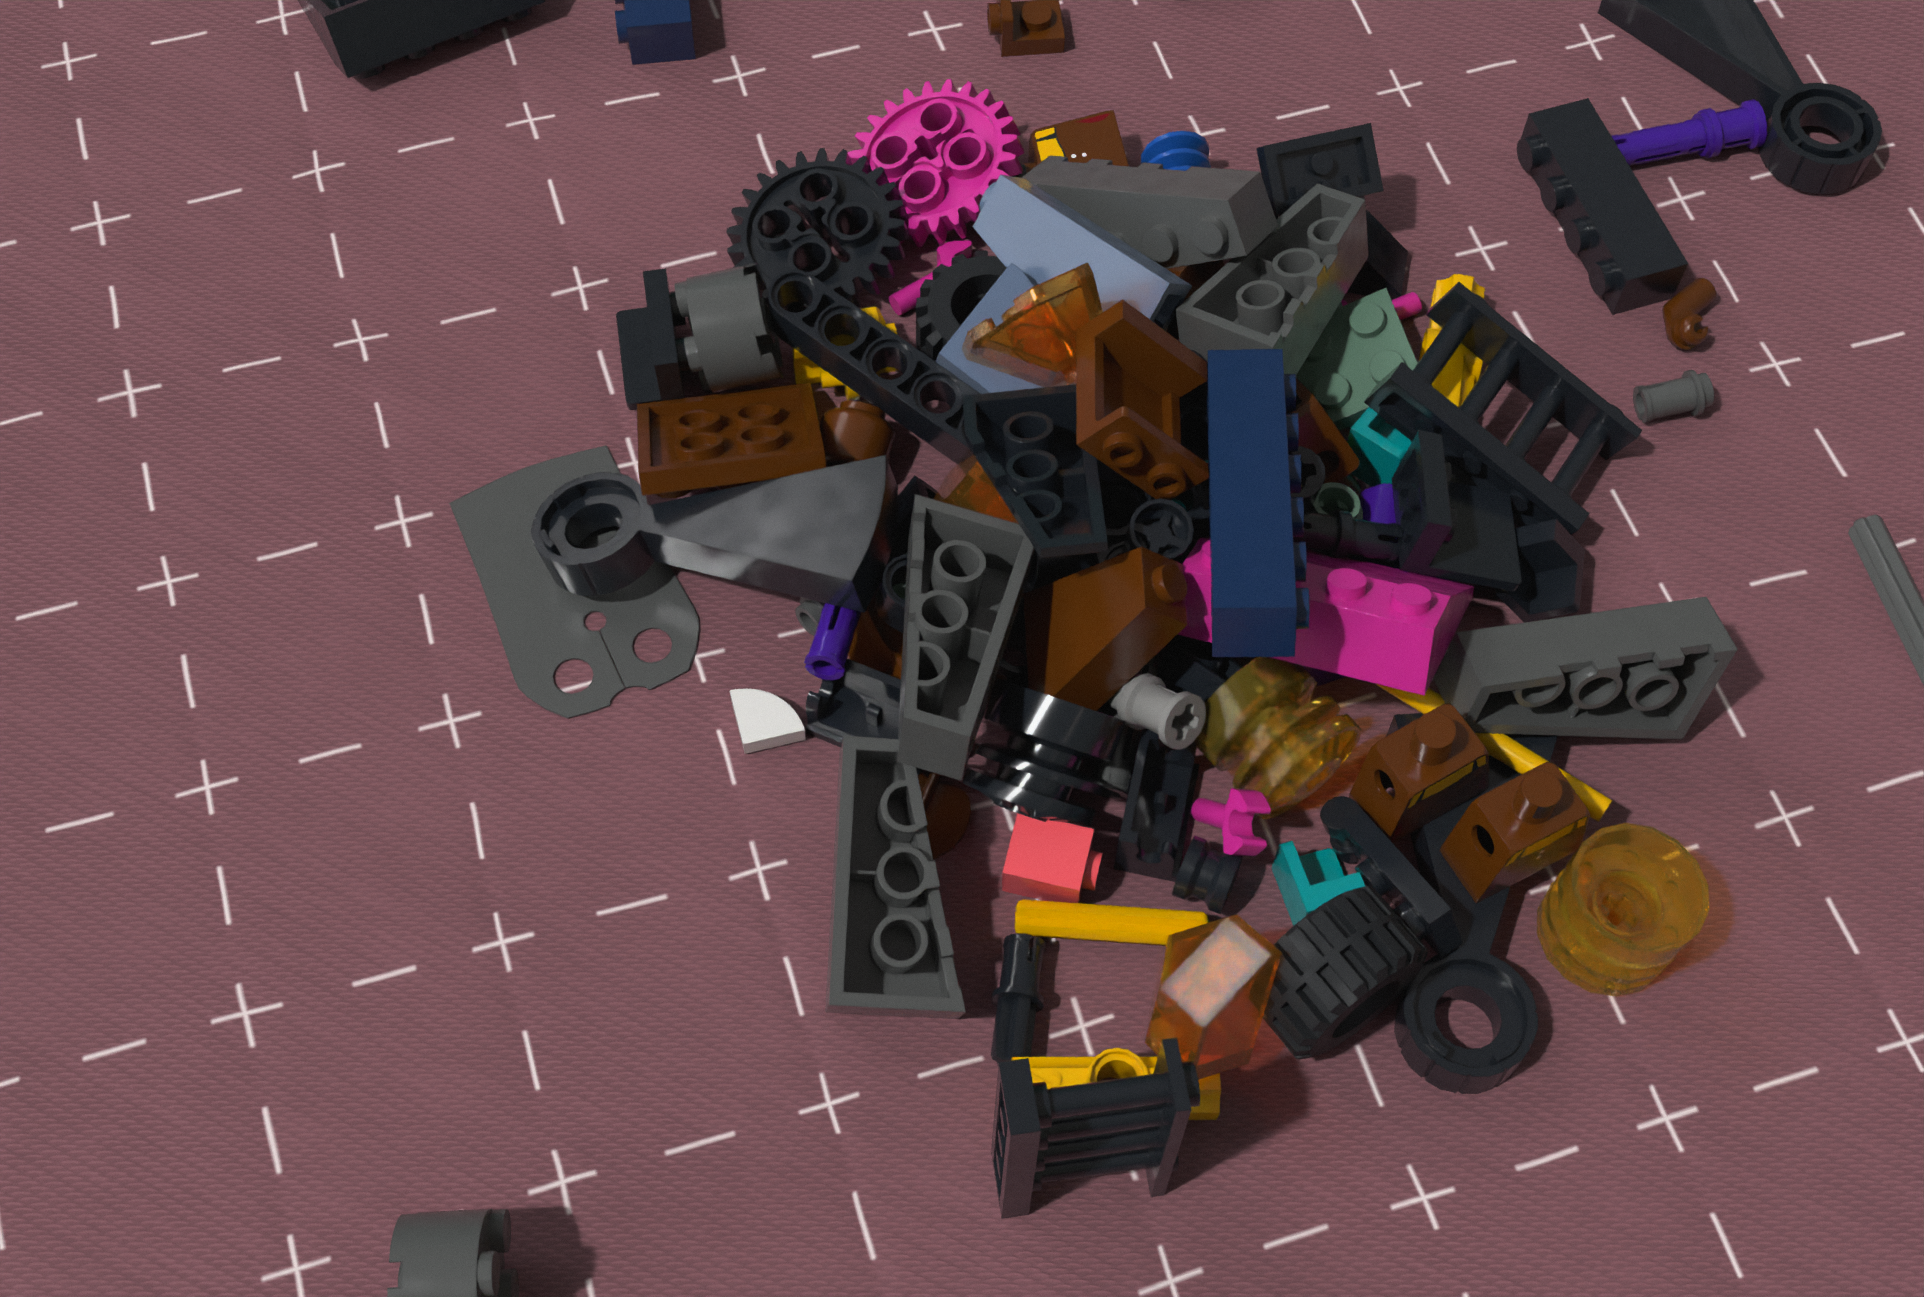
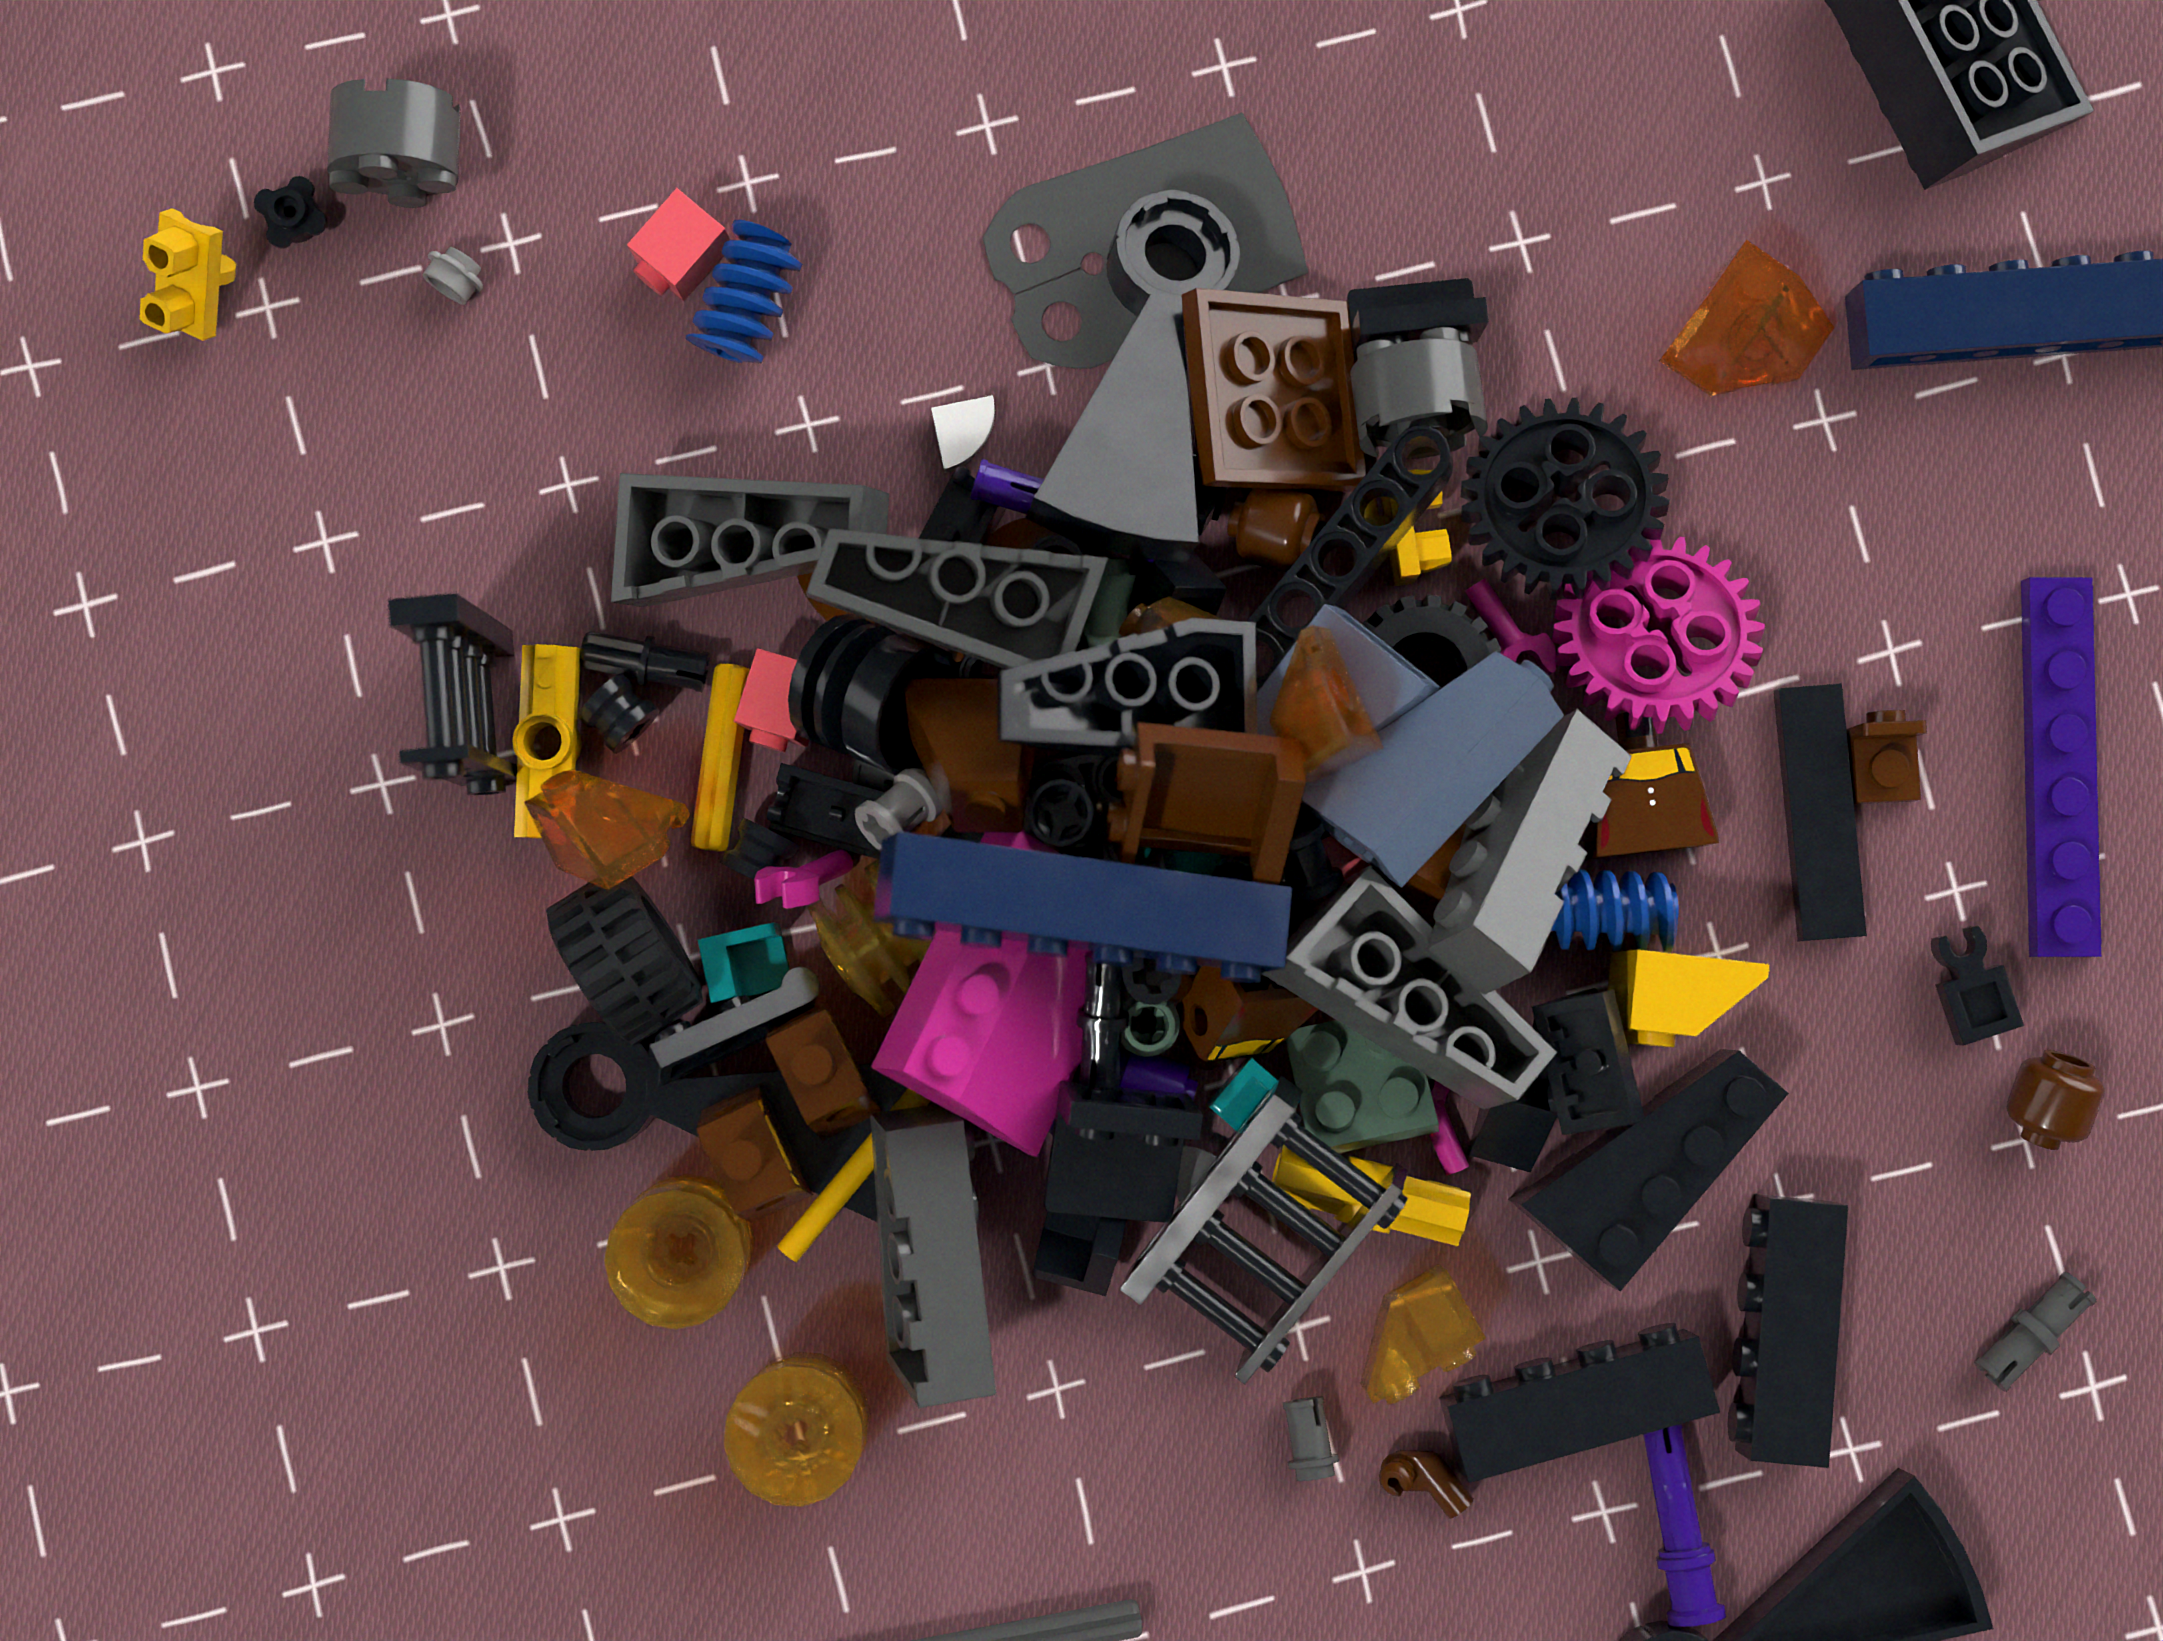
camera: 90 degrees right, 25 degrees up
(574, 988) = (677, 246): none -> coral brick
(601, 1229) = (453, 275): none -> light grey plate
(626, 917) = (744, 293): none -> blue piece
(657, 120) = (1749, 327): none -> clear orange slope
(1076, 65) = (1819, 812): none -> black tile
(1076, 1019) = (618, 713): none -> black wheel
(1245, 114) = (1676, 993): none -> yellow slope
(1429, 174) = (1642, 1178): none -> black wedge
(1505, 67) = (1789, 1330): none -> black brick
(1568, 317) = (1417, 1331): none -> clear yellow slope
(1770, 795) = (788, 1390): none -> clear yellow wheel

